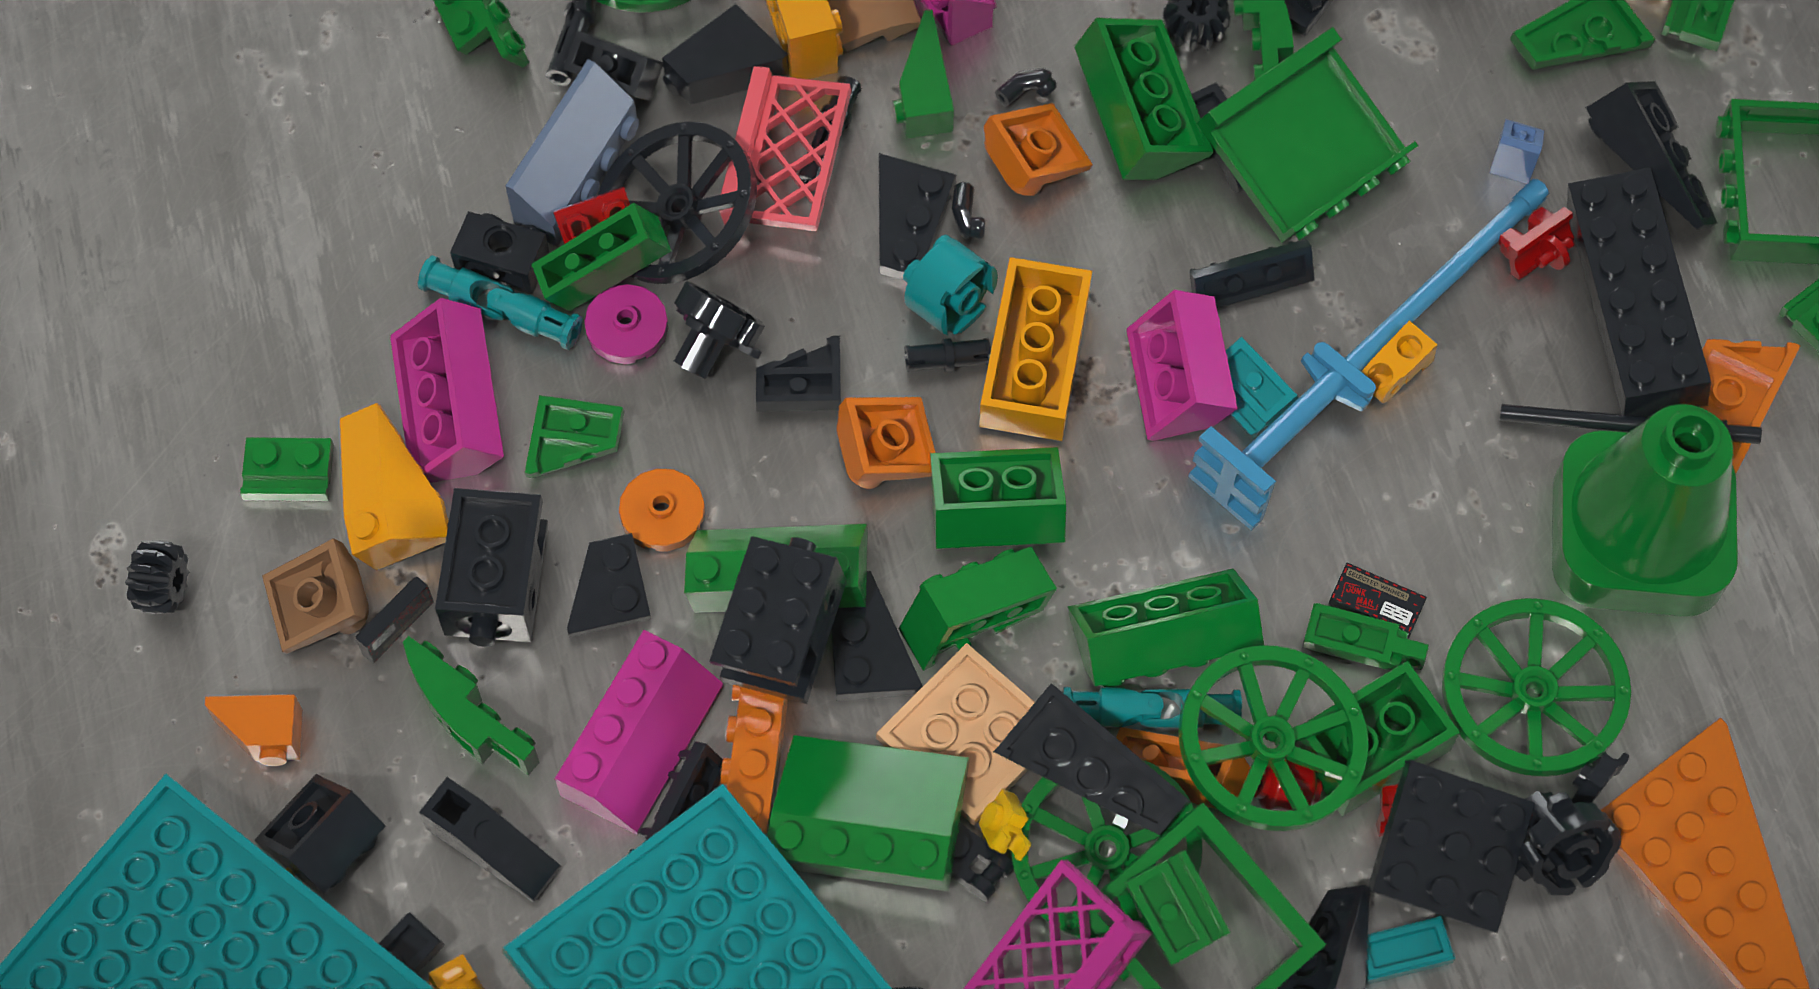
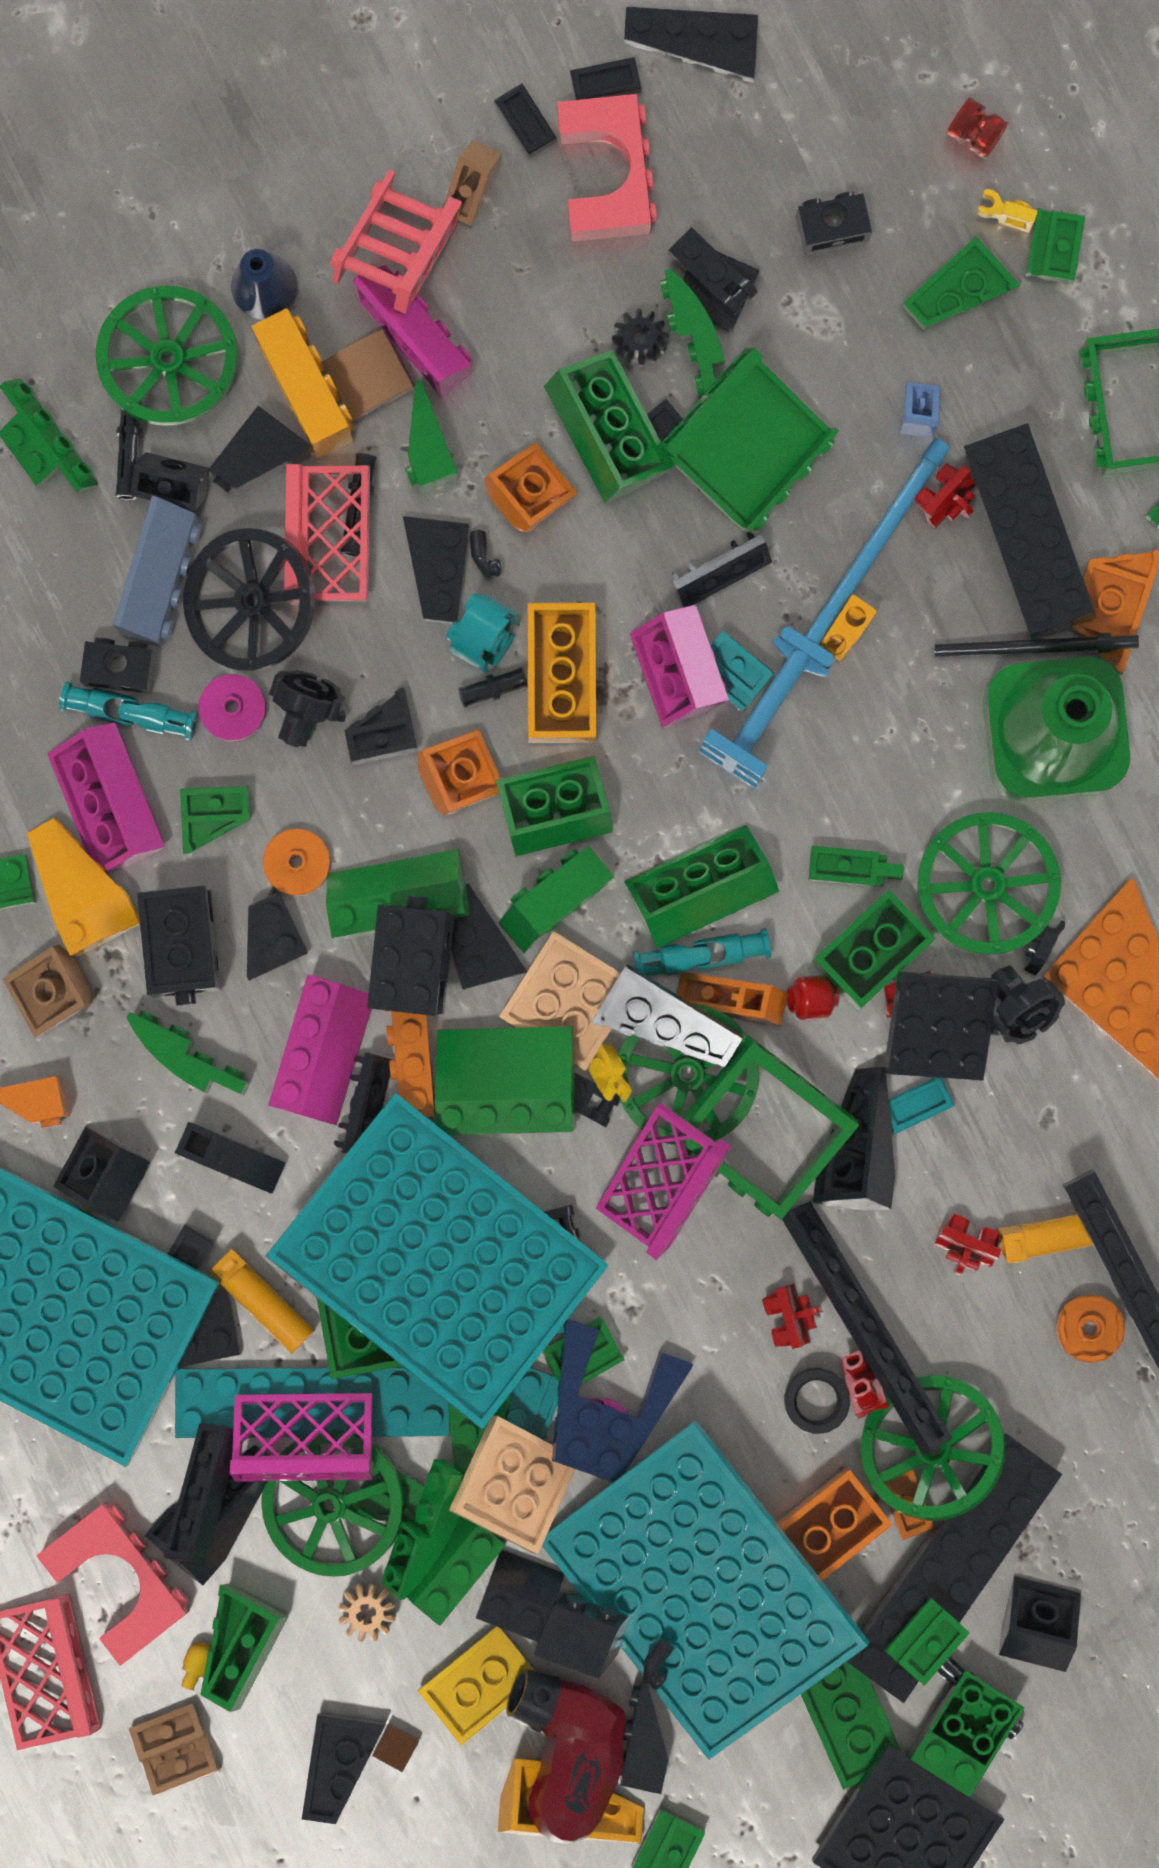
camera: 10 degrees left, 20 degrees up
(394, 619) = (113, 995): black tile -> none
(588, 213) = (188, 630): red hips -> none
(601, 257) = (202, 665): green brick -> none
(1023, 81) = (511, 423): black arm -> none
(1177, 907) = (746, 1125): green plate -> none
(1276, 730) = (806, 969): green wheel -> none
(1377, 598) = (860, 830): tile -> none
(1639, 130) = (1019, 382): black wedge -> none

